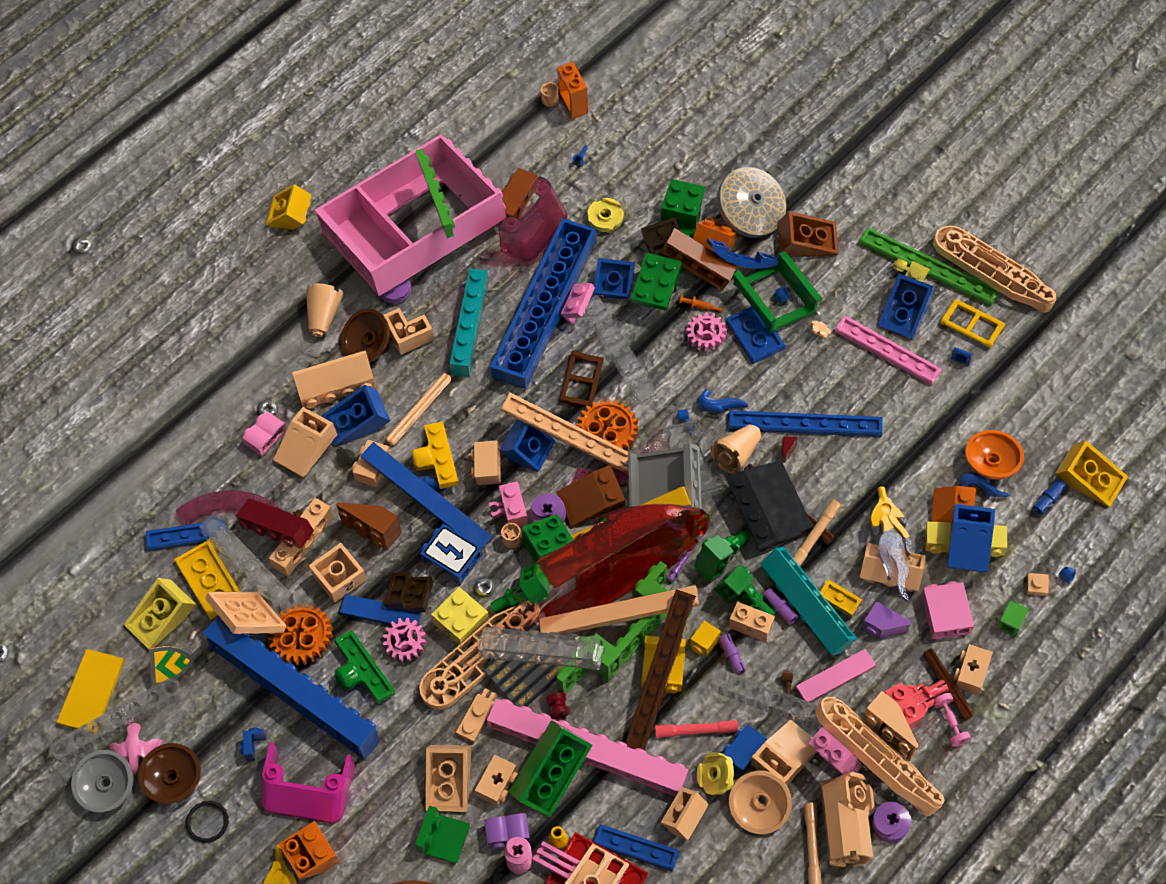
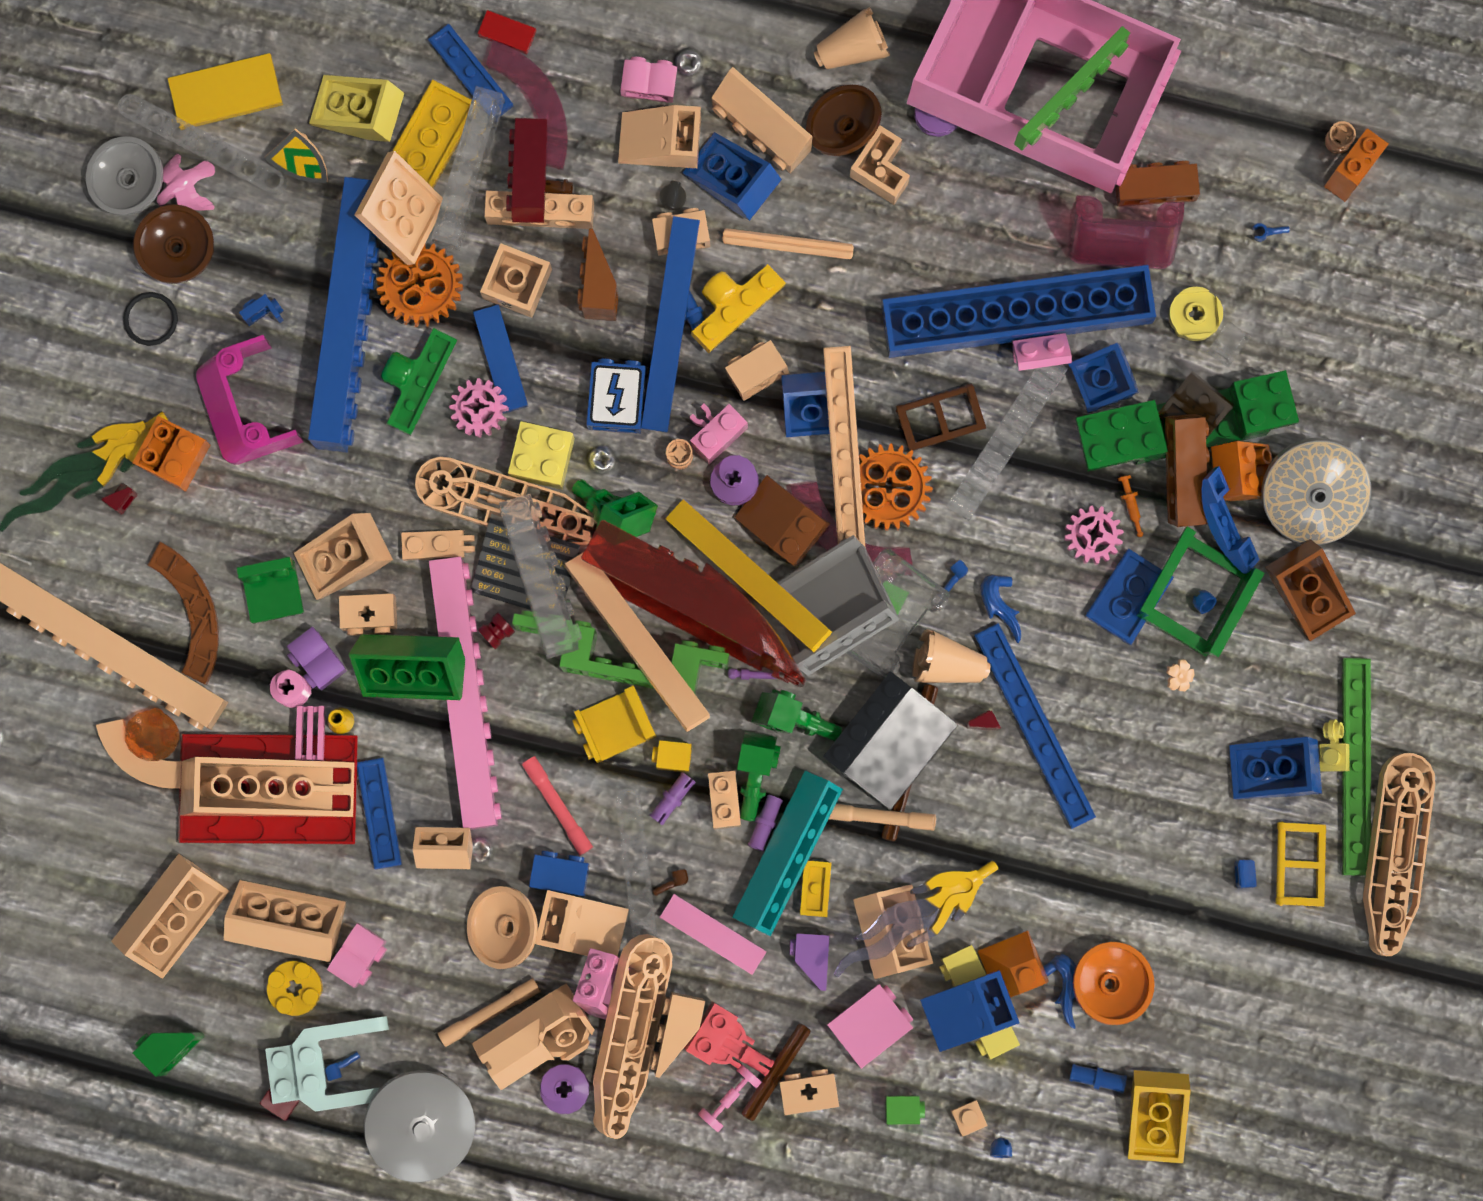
camera: 60 degrees right, 20 degrees up
(174, 499) = (507, 31): none -> red tile
(408, 592) = (540, 377): dark brown slope -> none
(469, 322) = (939, 234): teal brick -> none
(545, 537) = (694, 500): green bracket -> none
(660, 670) = (592, 728): reddish brown tile -> none
(725, 773) = (506, 870): light yellow plate -> none
(888, 350) = (1199, 776): bright pink tile -> none

